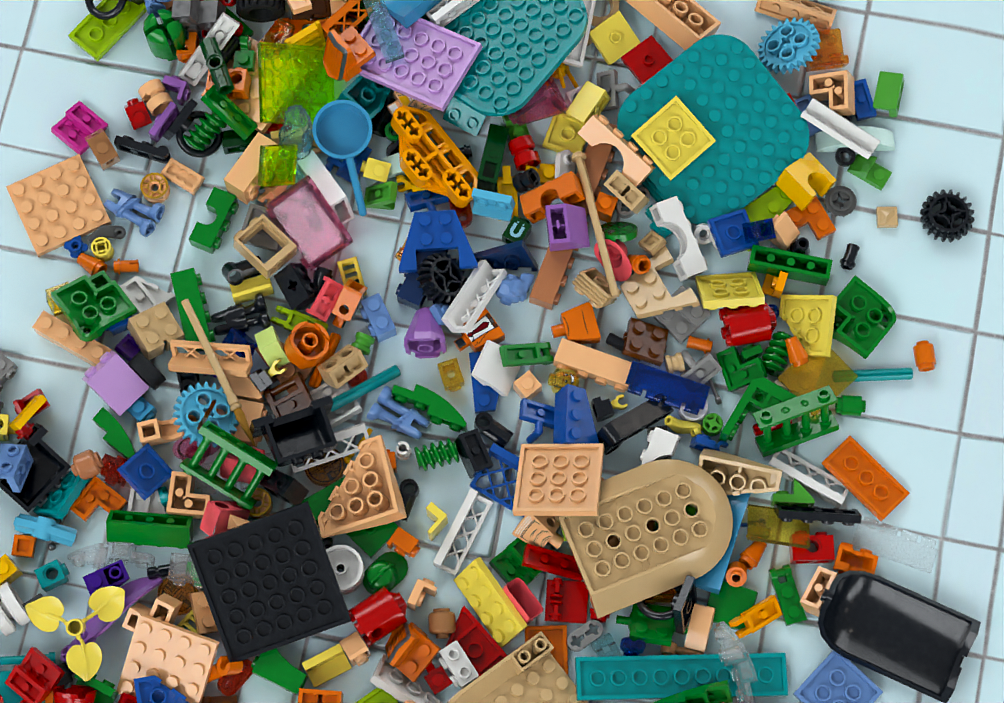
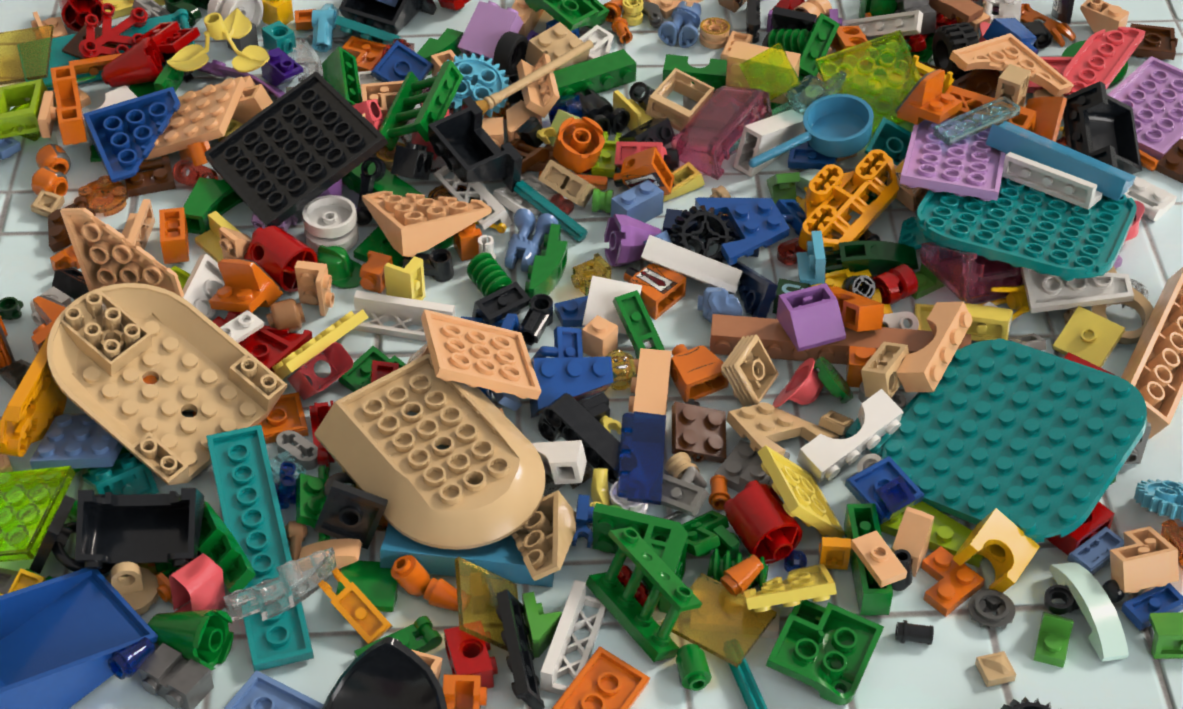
camera: 75 degrees right, 30 degrees down
(87, 464) = (395, 24): nougat head -> none
(220, 73) = (860, 20): dark green piece -> none
(375, 169) = (808, 164): light yellow bracket -> none
(380, 249) = (720, 192): none -> tan plate
(579, 158) = (906, 322): tan bar -> none
(640, 263) = (795, 402): orange cone -> none
(673, 138) = (977, 389): light yellow plate -> none
(806, 259) = (878, 559): none -> light nougat plate
(840, 128) = (1086, 564): white fence -> none

